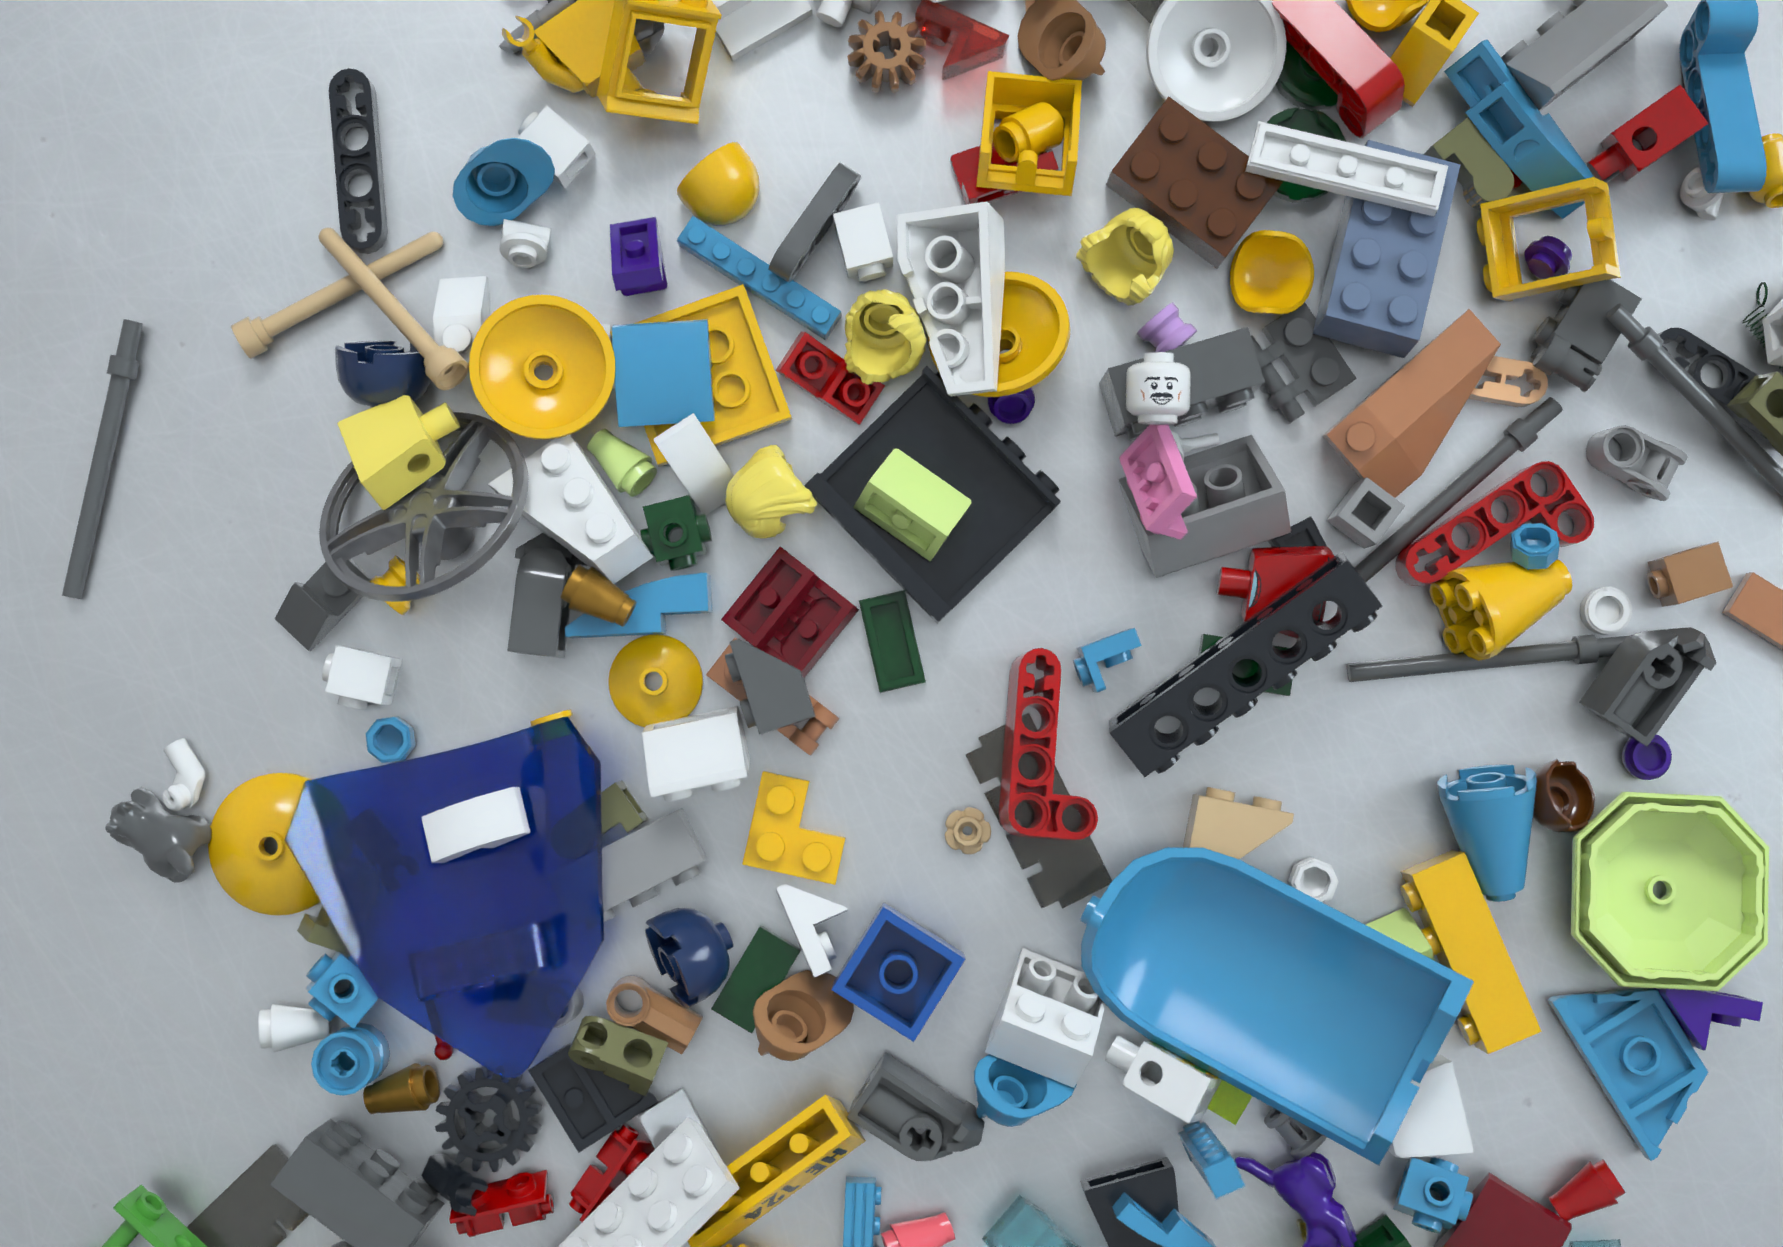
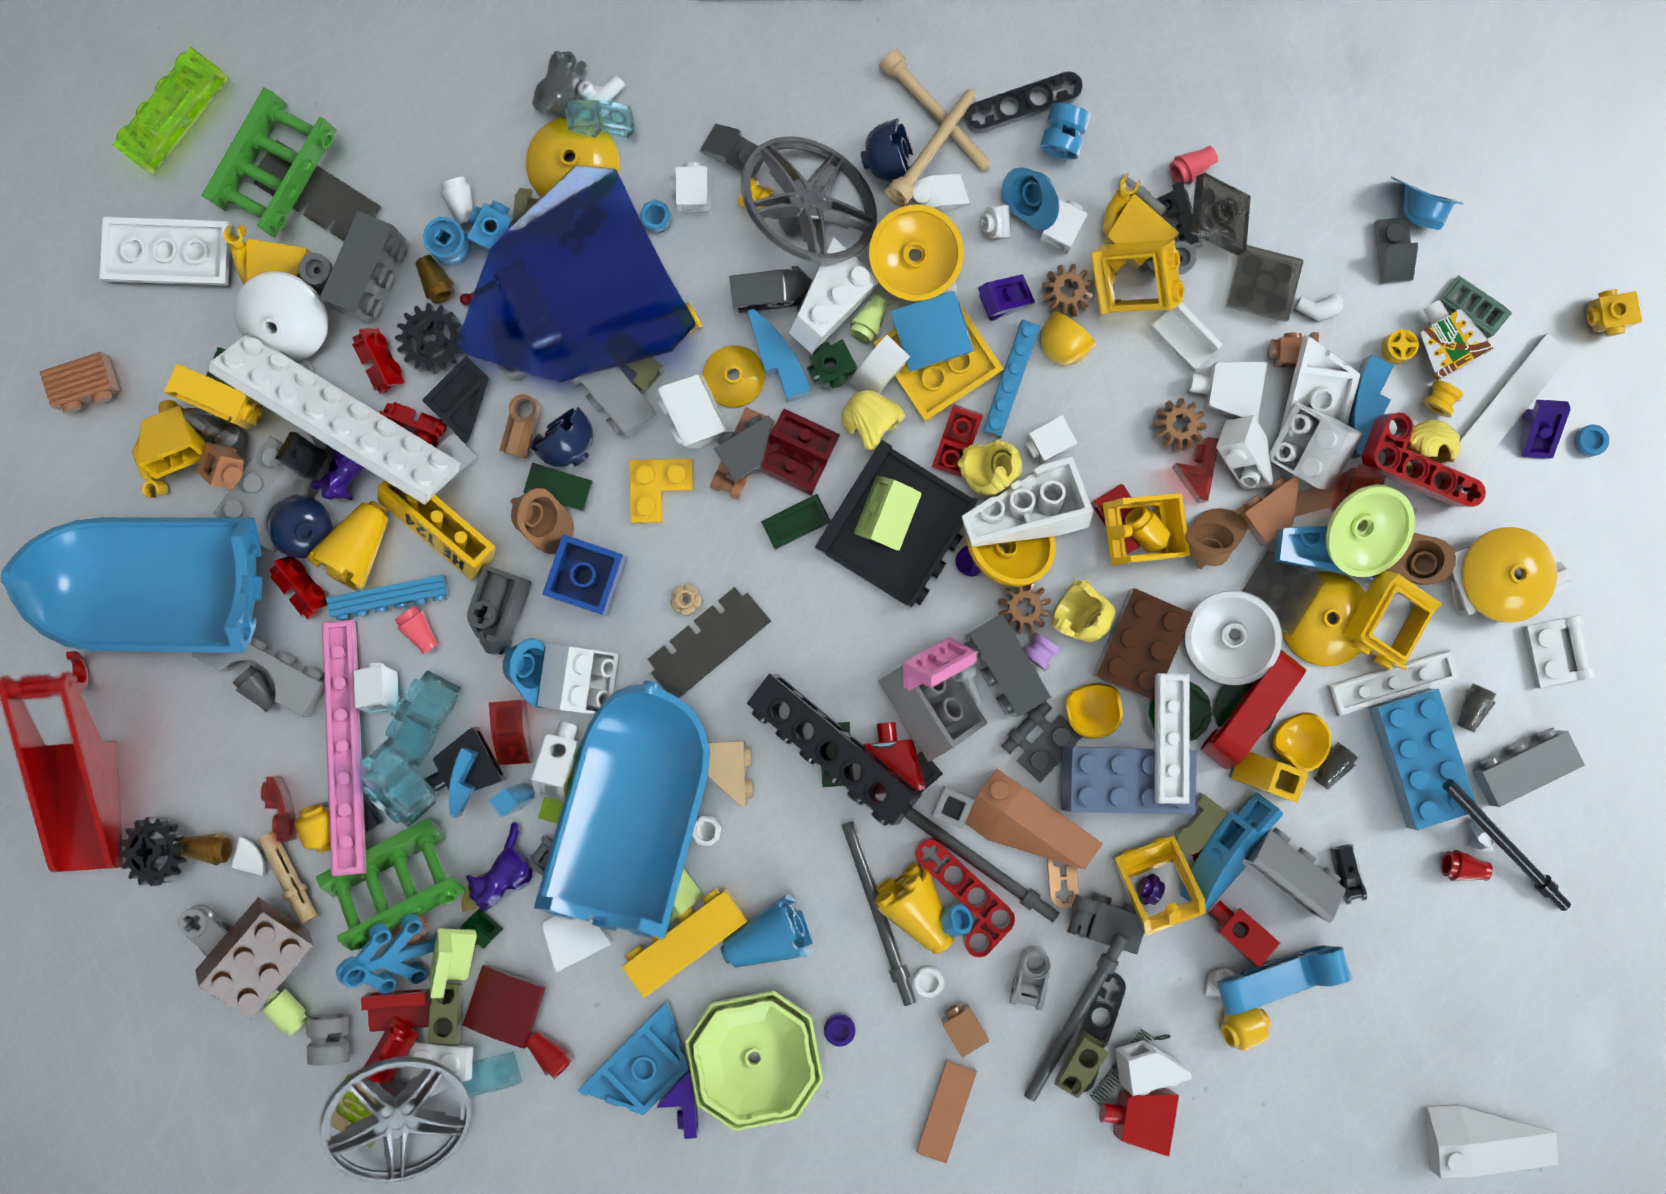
camera: 75 degrees right, 0 degrees up
(219, 792) = (594, 116): none -> clear light blue slope
(396, 446) = (842, 173): light yellow torso -> none
(409, 107) = (1066, 126): none -> dark azure wheel
(453, 1182) = (384, 325): black bar -> none
(475, 824) = (614, 283): white slope -> none
(597, 596) = (777, 324): pearl gold cone -> none
(618, 1052) = (491, 409): olive leg -> none
(633, 172) = (1056, 284): none -> medium nougat gear
(803, 913) = (607, 506): white slope -> none
(814, 222) = (1055, 405): dark grey beam -> none
(1042, 746) = (751, 631): red beam -> none
(1101, 1136) = (510, 731): none -> clear red slope
(1106, 354) = (1033, 601): none -> medium nougat gear
(1111, 649) = (824, 665): dark azure bracket -> none
(1158, 389) = (995, 648): white head -> none
(1415, 1196) = (531, 944): dark azure brick -> none
(1563, 797) = (799, 978): reddish brown hair -> none
(1648, 680) = (876, 1014): dark grey piece -> none

